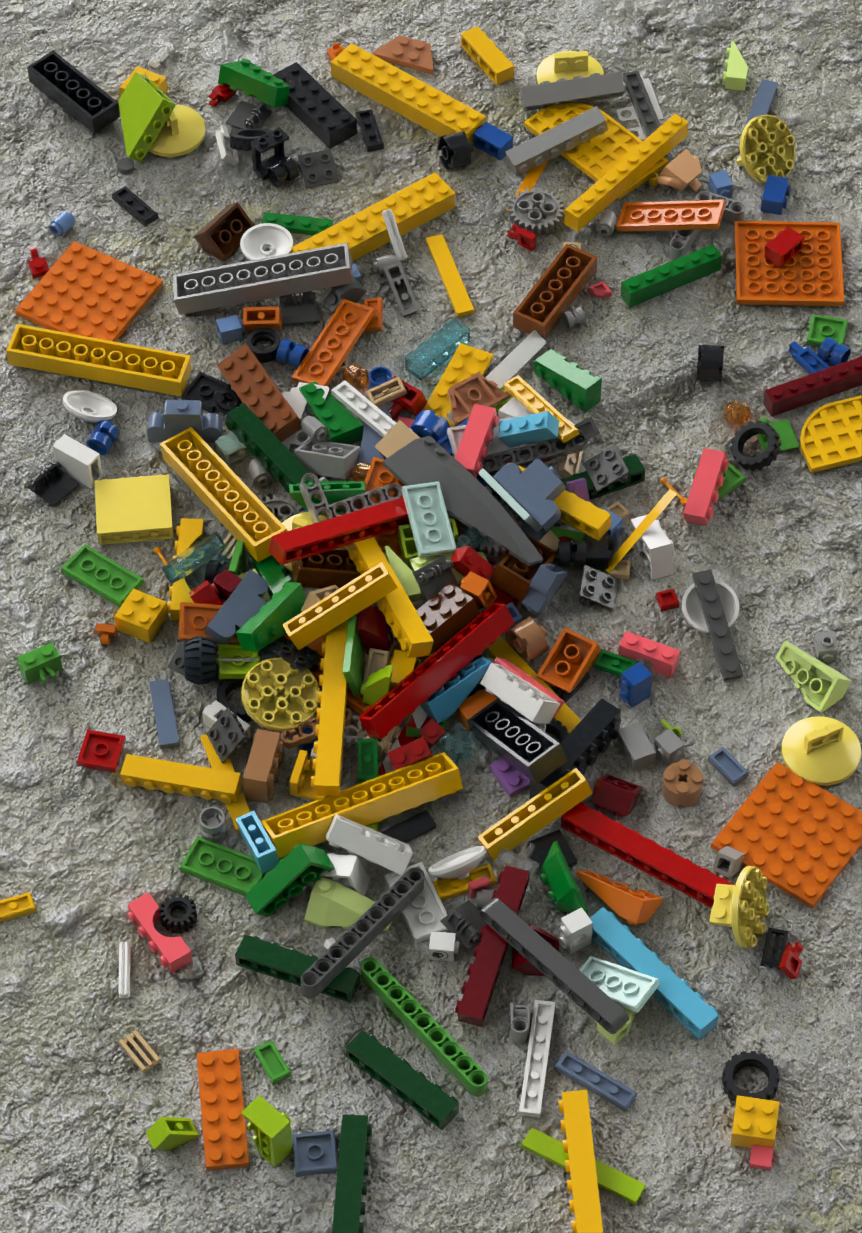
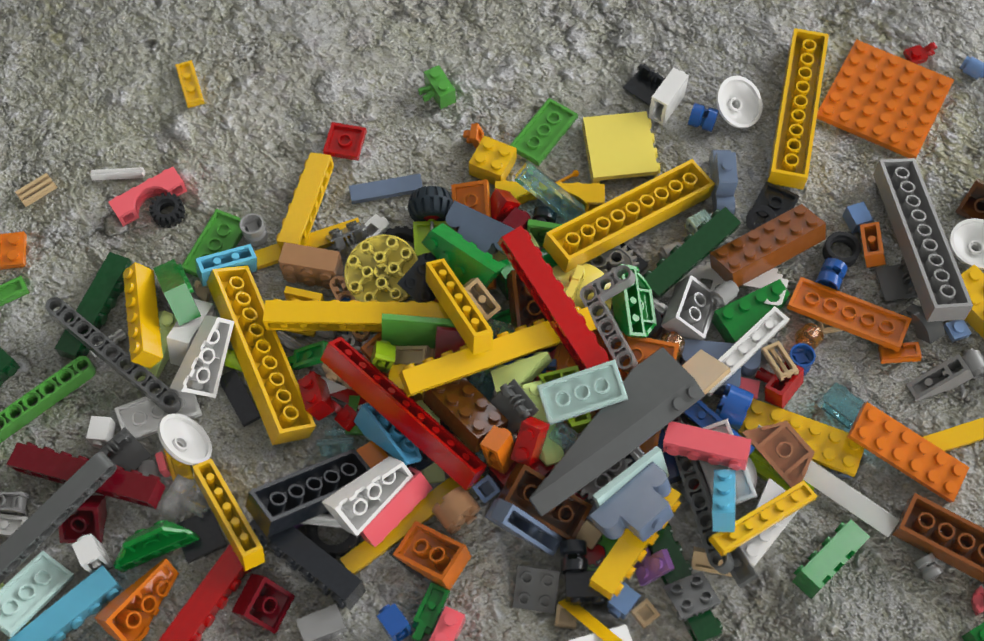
camera: 90 degrees right, 10 degrees up
(317, 908) = (142, 315): none -> yellow brick
(473, 316) = (908, 452): none -> orange plate

